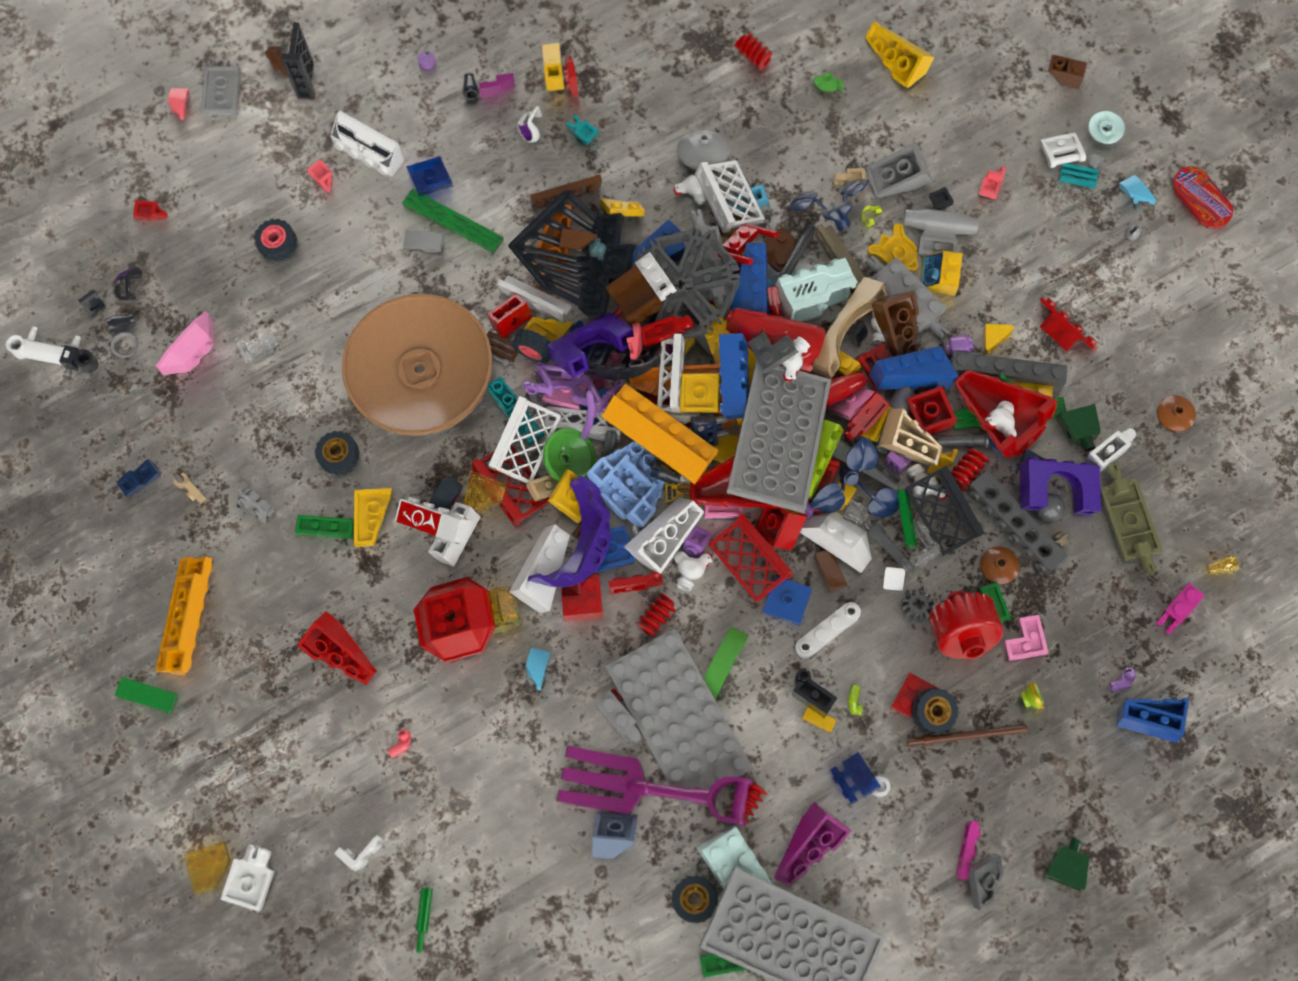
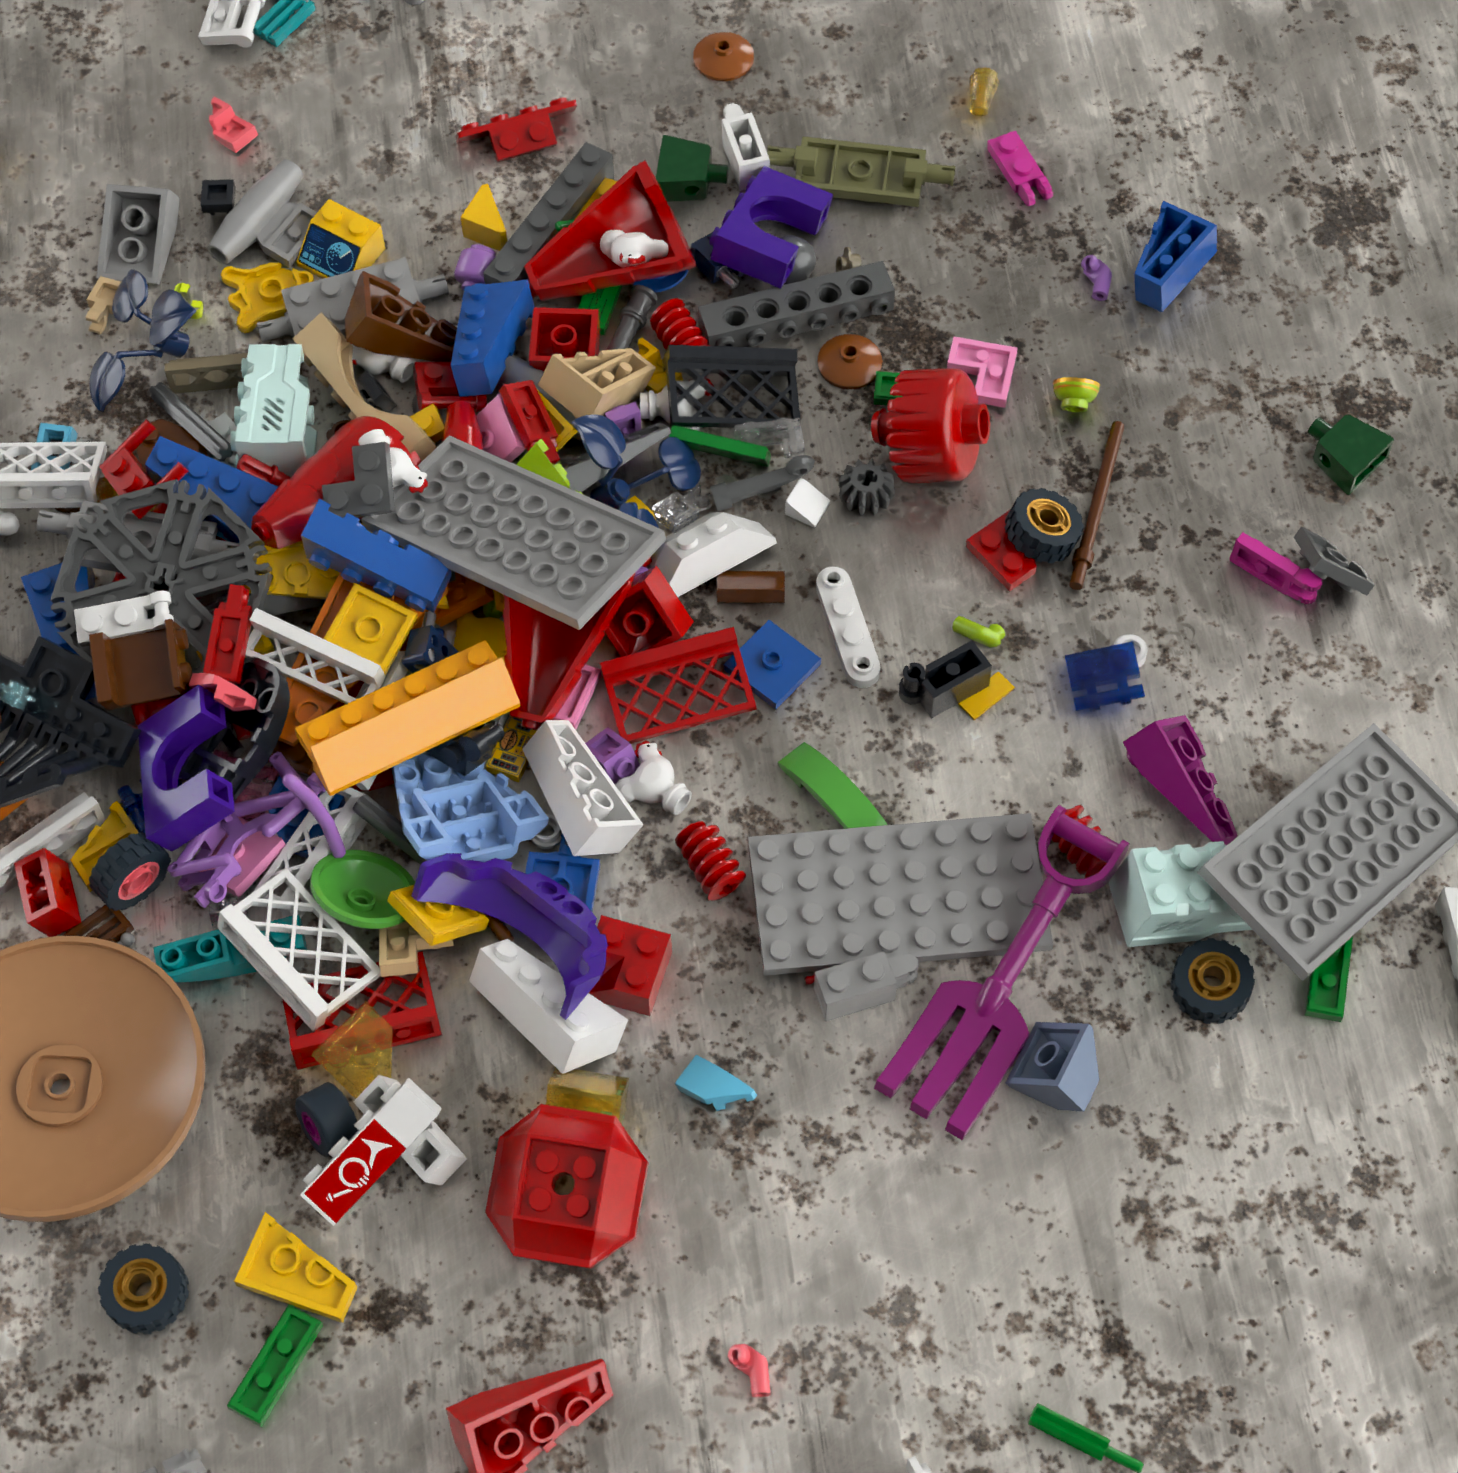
camera: 70 degrees left, 10 degrees down
(635, 583) = (638, 875): red hinge -> none

